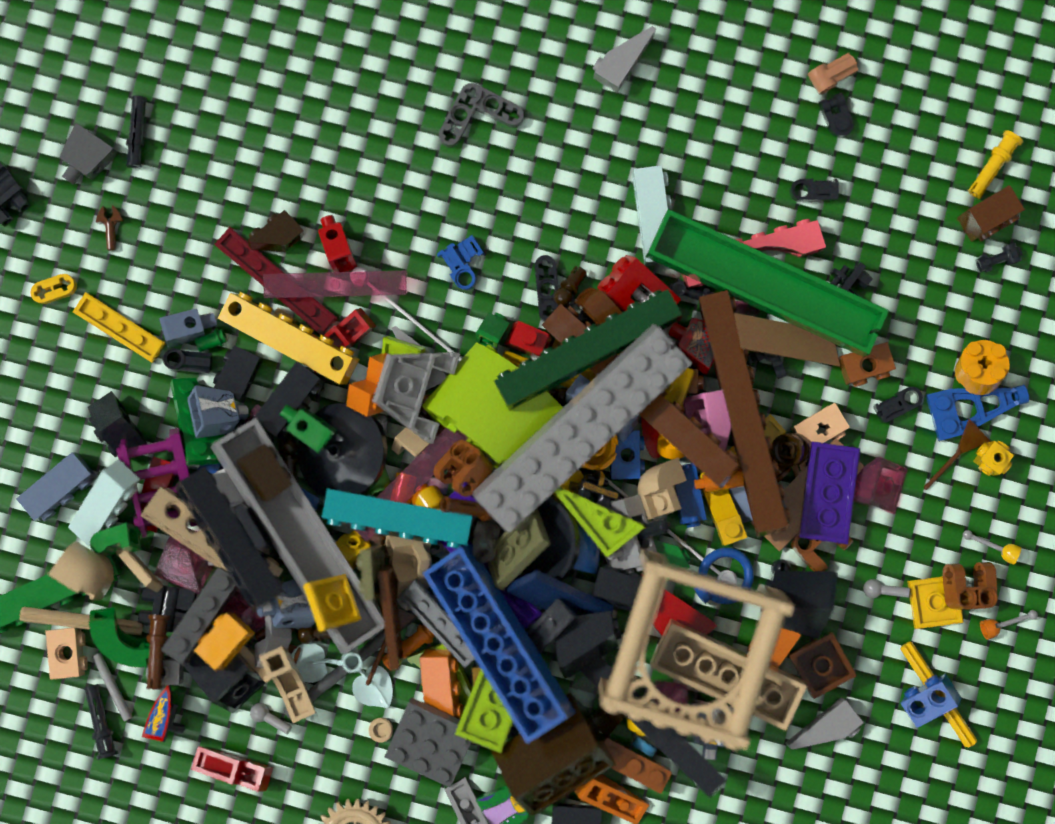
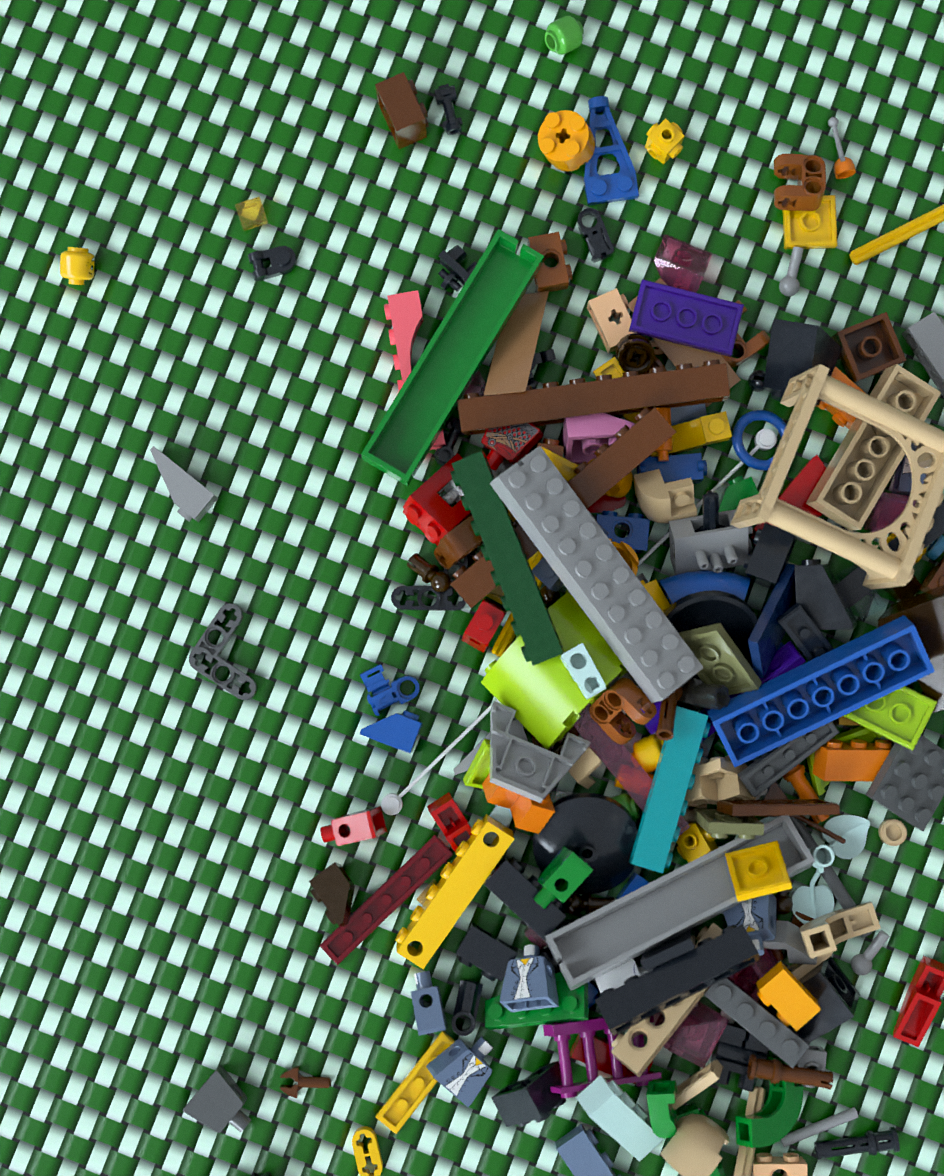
camera: 80 degrees left, 0 degrees up
(133, 362) = (462, 1069): none -> sand blue torso
(136, 131) = (197, 1041): black pin -> none
(162, 717) = (860, 1074): shield -> none
(211, 340) = (445, 978): green pin -> none
(265, 472) = (608, 932): dark brown brick -> none
(335, 284) = (399, 833): clear pink tile -> none
(424, 271) = (396, 731): none -> blue slope
(492, 330) = (469, 662): green slope -> none
(494, 426) = (583, 671): none -> light aqua leg
(594, 489) = (661, 581): black hips -> none
(603, 525) = (702, 563): lime wing -> none
(650, 203) = (348, 474): light aqua brick -> none
(816, 190) = (353, 293): black piece -> none
(827, 76) = (227, 265): nougat piece -> none
(879, 91) = (251, 213): none -> clear yellow tile
(934, 704) = (922, 234): blue brick -> none
(971, 438) = (639, 162): reddish brown piece -> none
(1000, 155) = (337, 93): yellow pin -> none
(1009, 553) = (765, 137): hinge -> none

